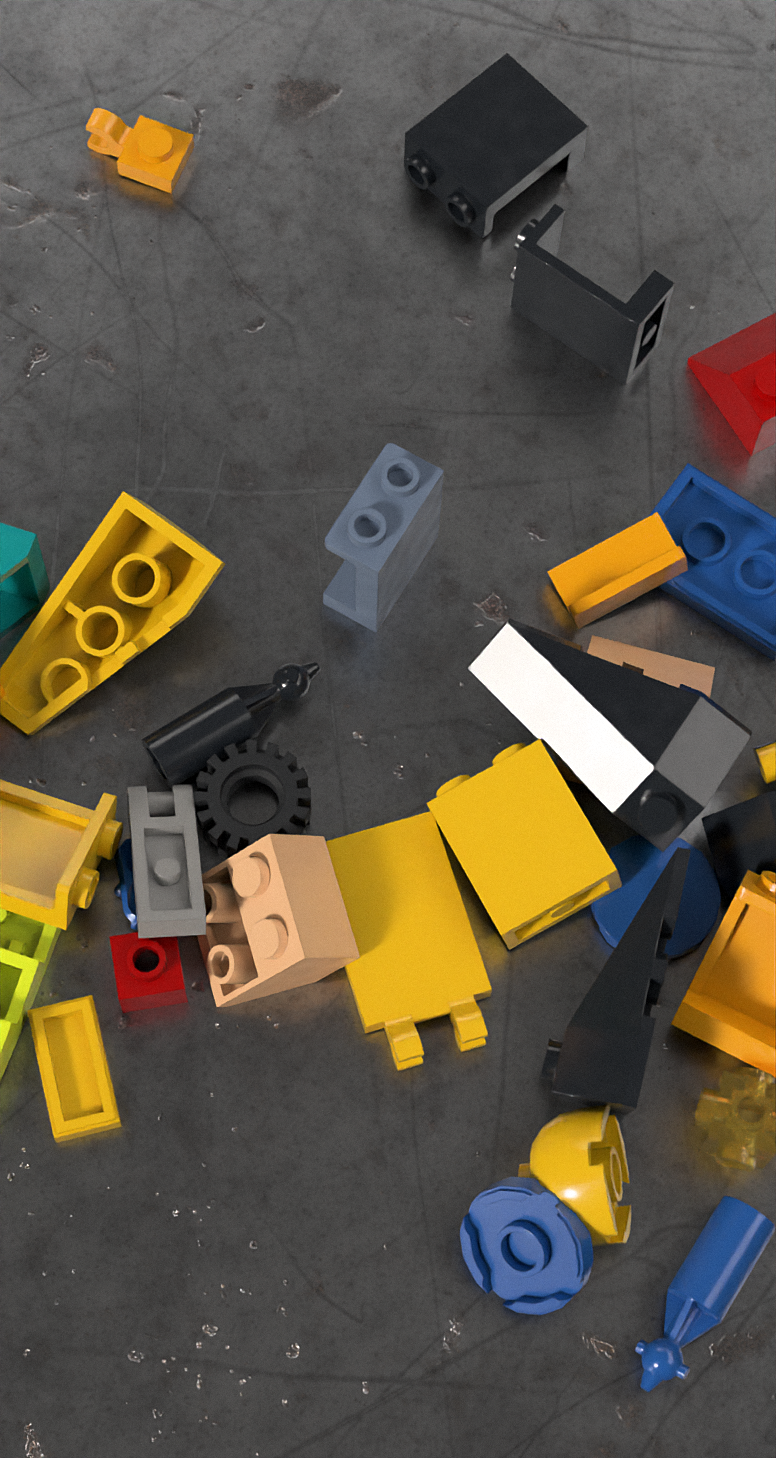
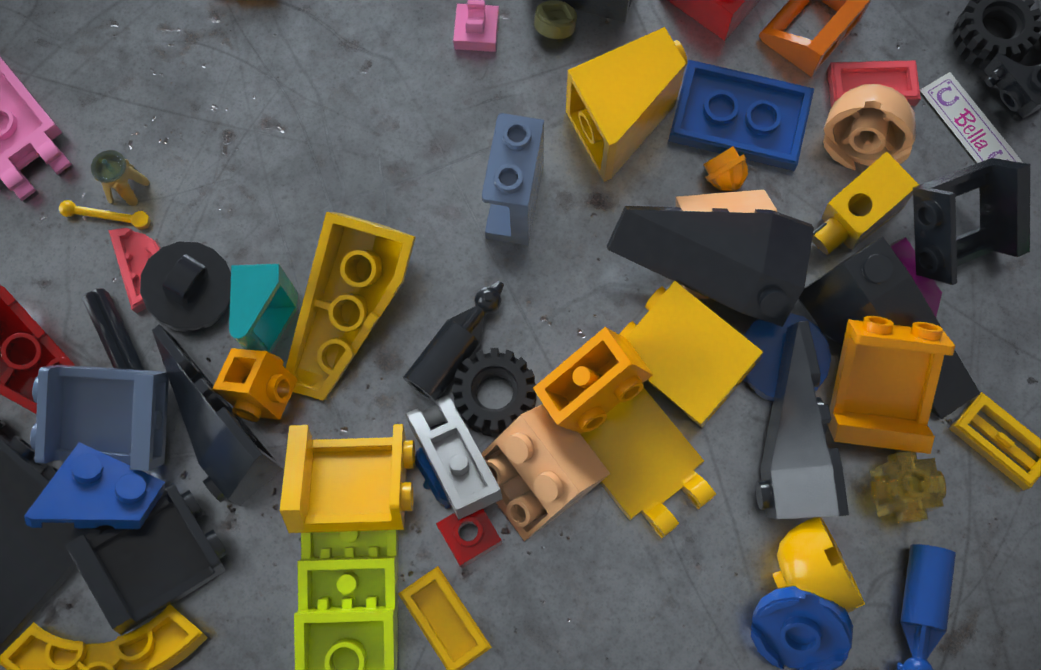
camera: 15 degrees left, 5 degrees up
(379, 827) = (593, 382): none -> light orange brick
(421, 322) = (476, 26): none -> bright pink tile
(529, 348) = (555, 19): none -> olive tile
(575, 482) = (624, 97): none -> yellow slope
(618, 570) = (674, 146): light orange panel -> none
(678, 625) = (727, 170): none -> light orange plate

